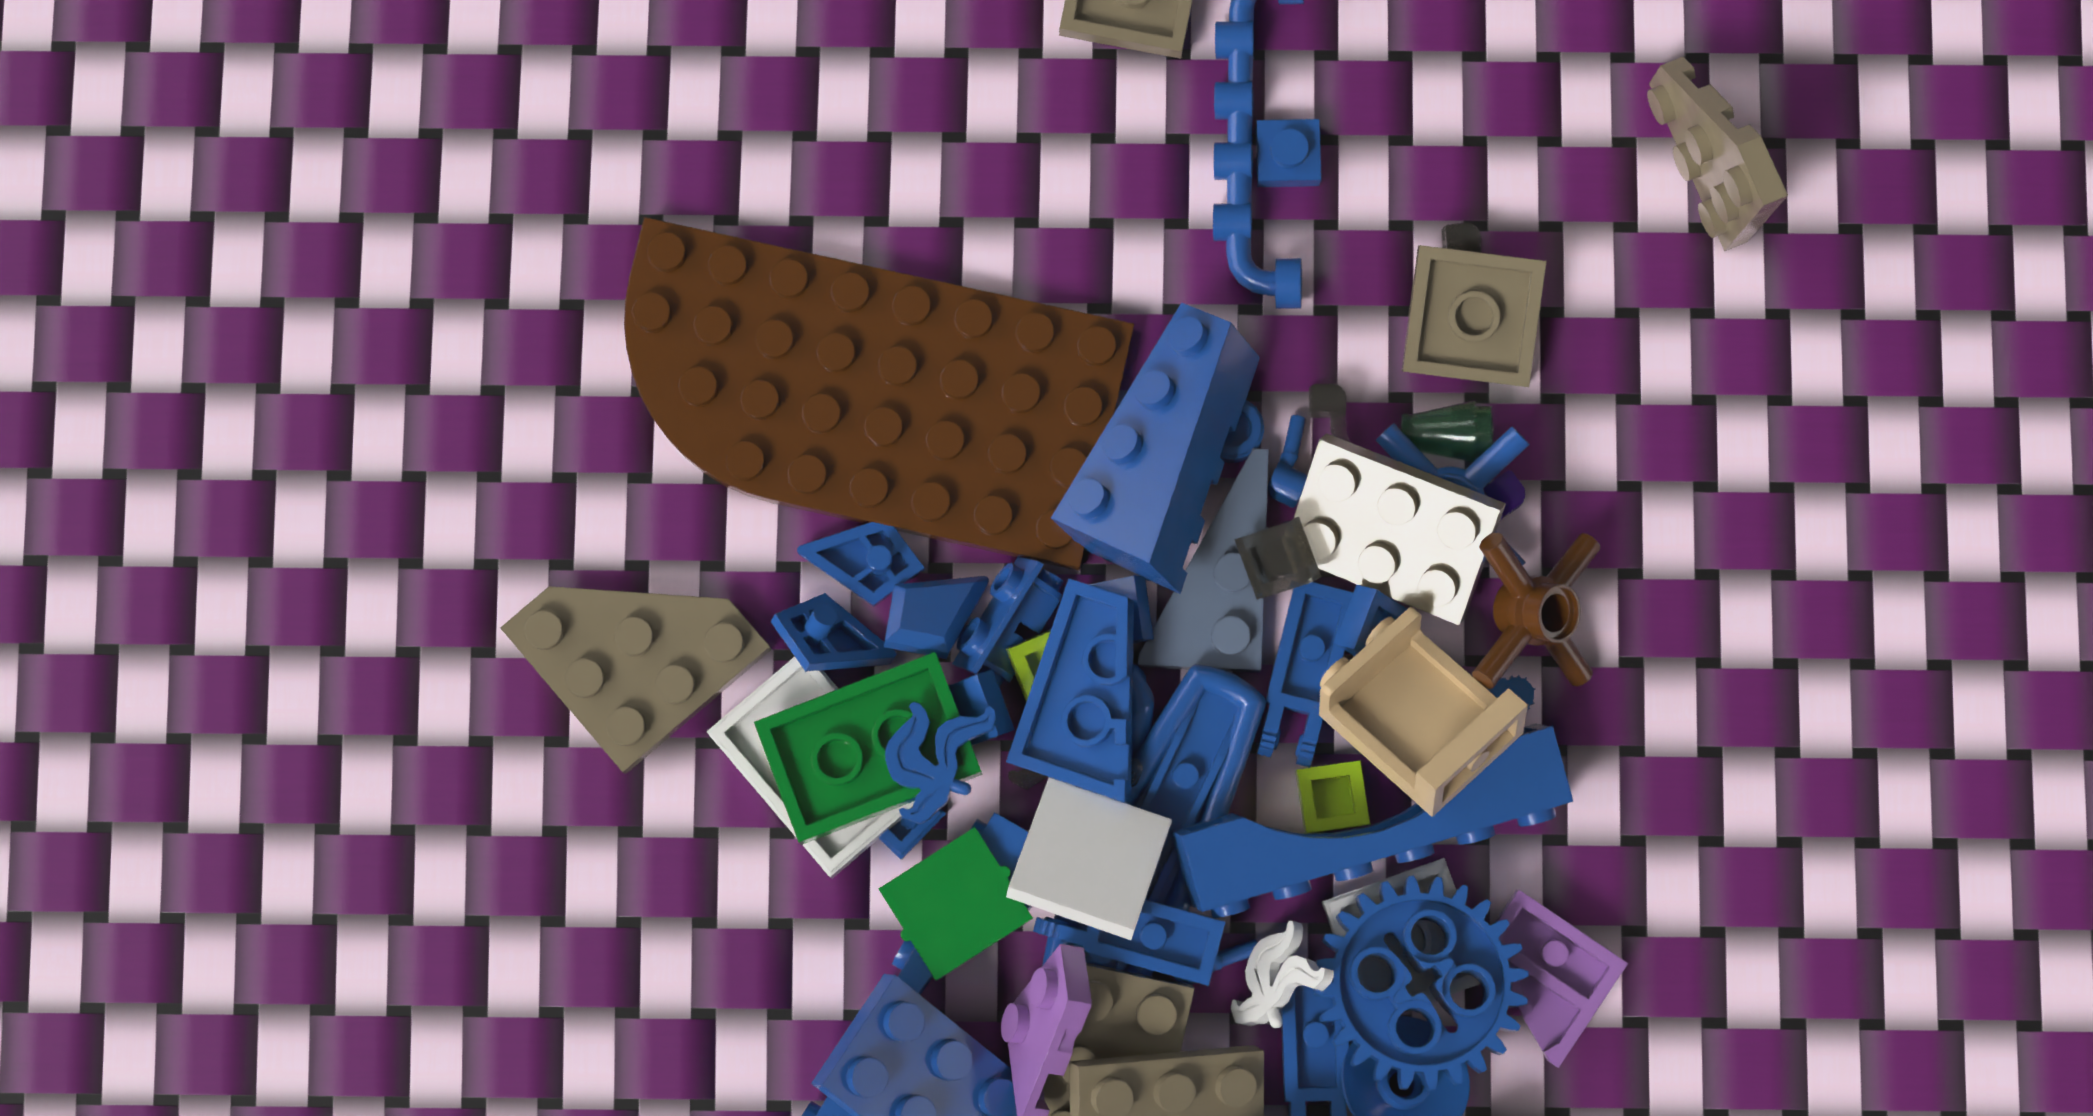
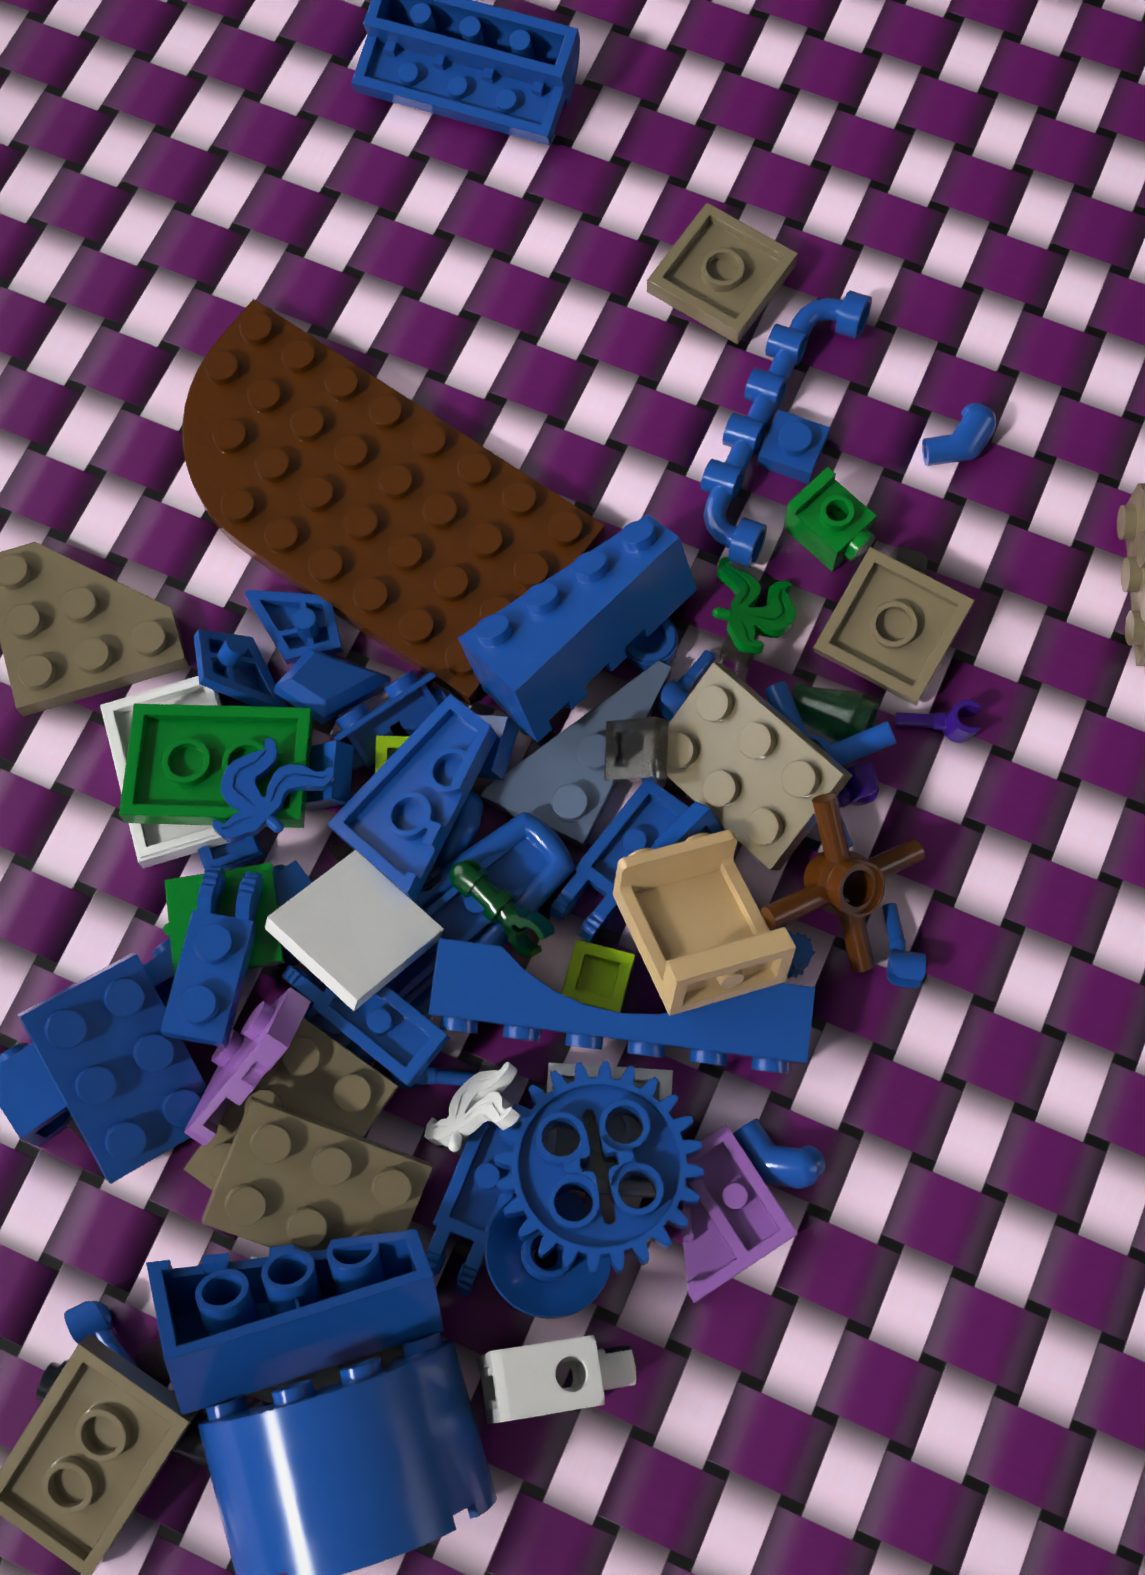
camera: 25 degrees right, 10 degrees down
(971, 952) = (213, 962): none -> blue hinge
(1176, 759) = (500, 906): none -> dark green piece
(1324, 371) = (745, 621): none -> green piece
(1345, 237) = (823, 537): none -> green brick
(1465, 73) = (967, 439): none -> blue arm
(1563, 392) = (946, 722): none -> dark purple hand
(1580, 904) = (779, 1164): none -> blue arm
(1619, 662) = (903, 967): none -> blue hand

